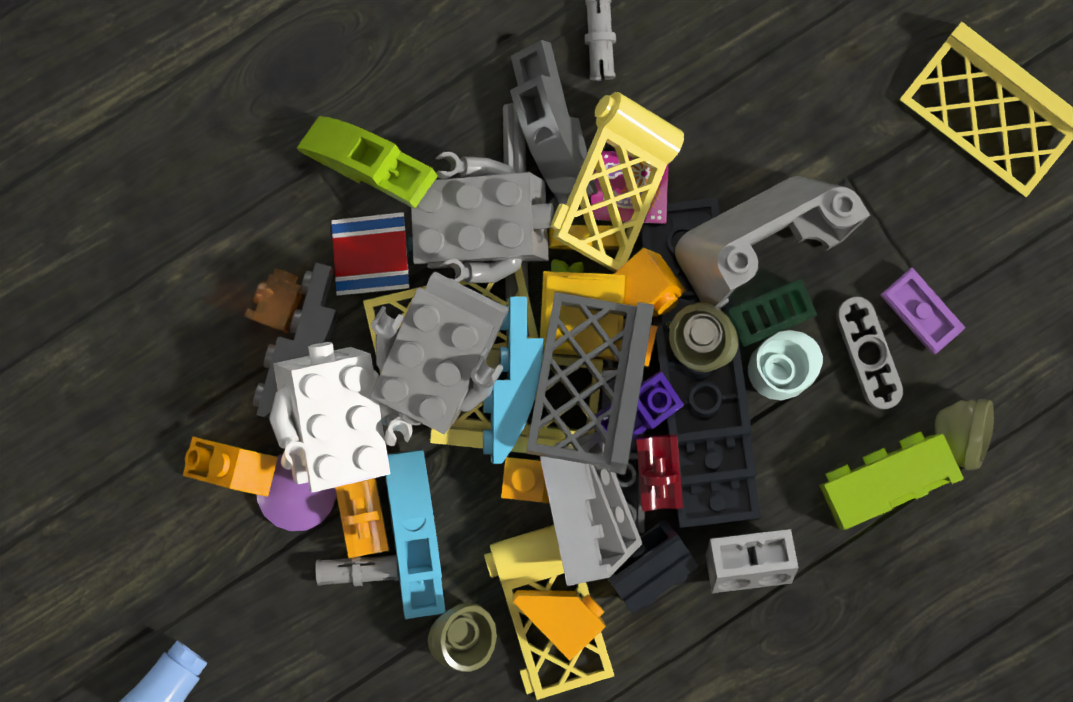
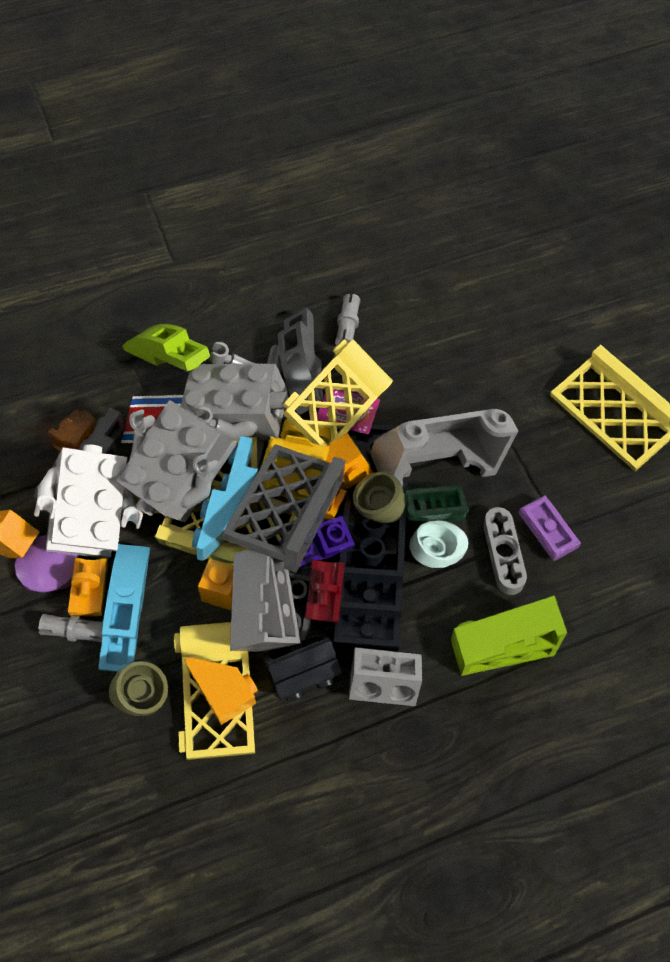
camera: 10 degrees right, 25 degrees down
(967, 430) = (578, 614): olive hat -> none

